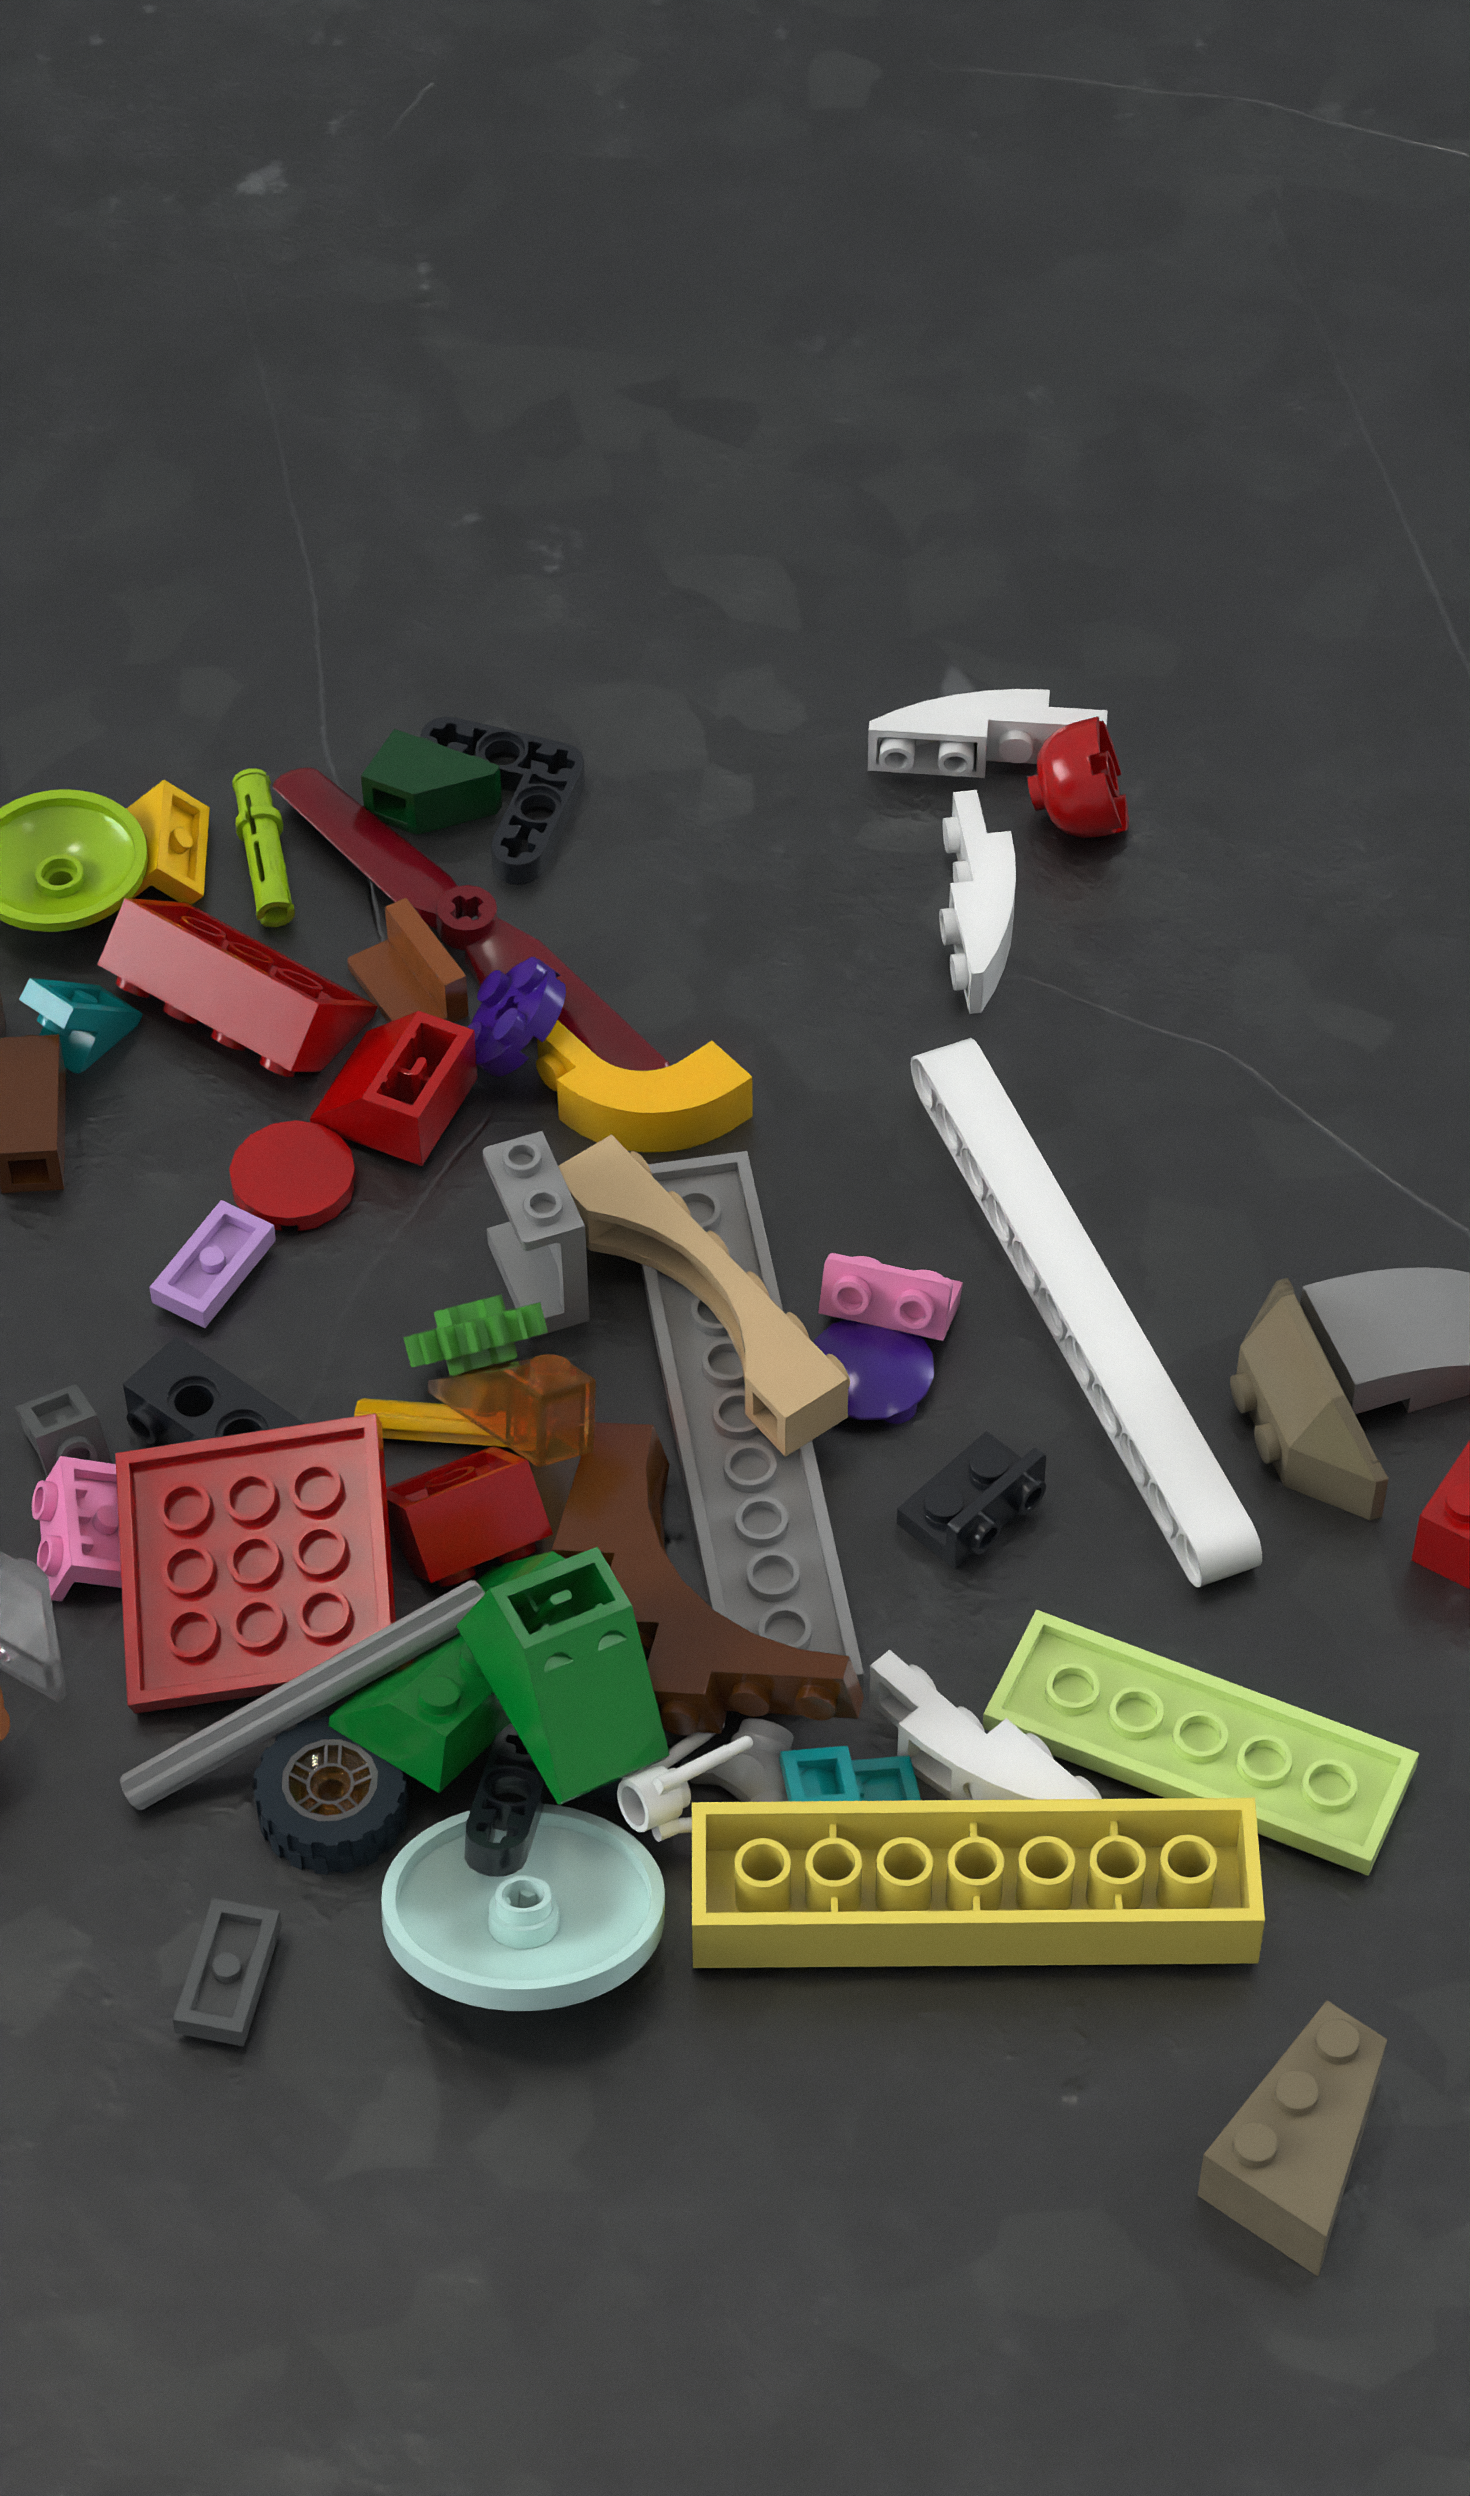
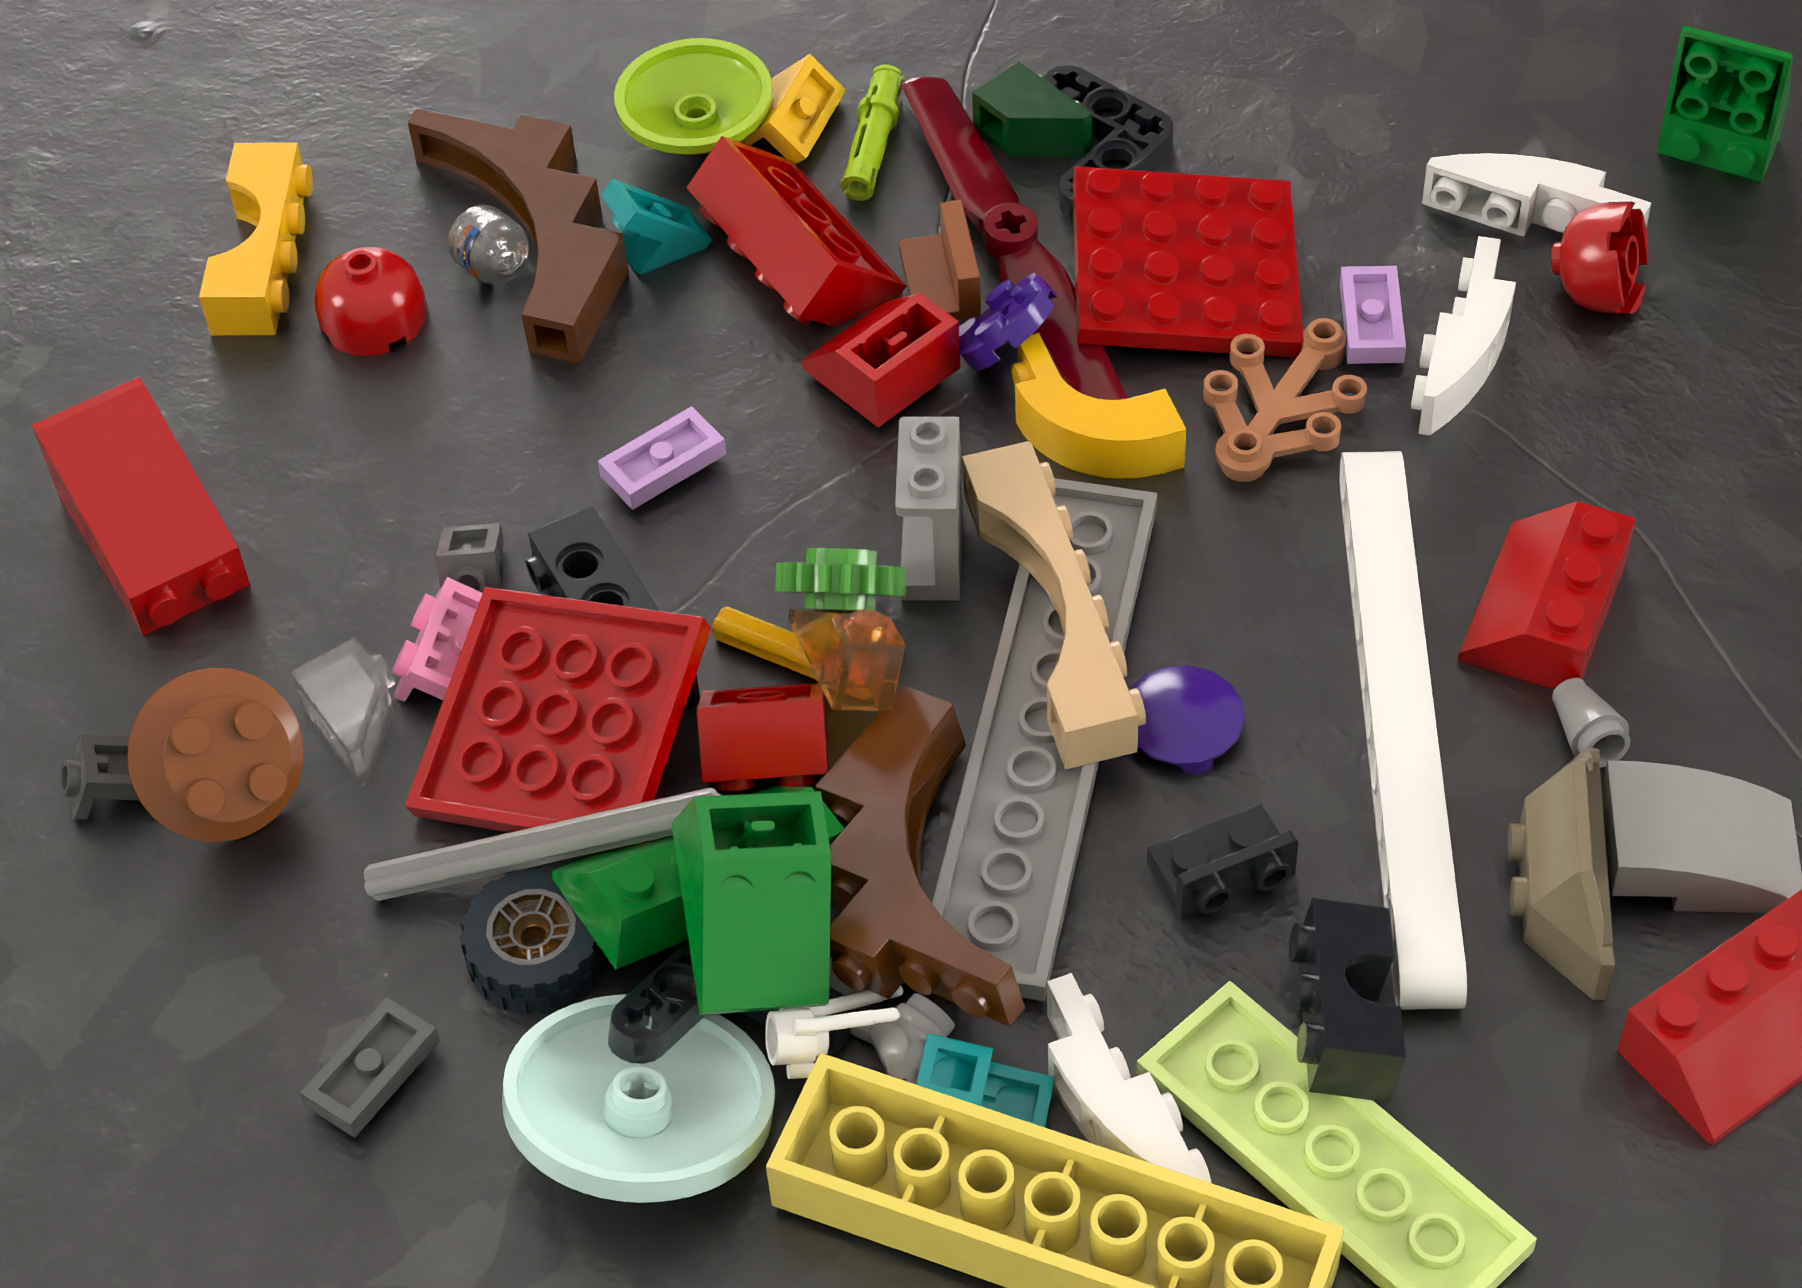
camera: 25 degrees right, 0 degrees up
(293, 1174) = (766, 404): red tile -> none
(661, 900) = (1184, 261): none -> red plate
(814, 1080) = (1248, 450): none -> nougat plant
(875, 903) = (1372, 314): none -> lavender plate
(889, 1296) = (1225, 655): bright pink bracket -> none
(1135, 1560) = (1344, 1039): none -> black arch
(1139, 587) = (1725, 103): none -> green slope
(1171, 1141) = (1549, 594): none -> red slope
(1261, 1254) = (1590, 721): none -> light grey cone

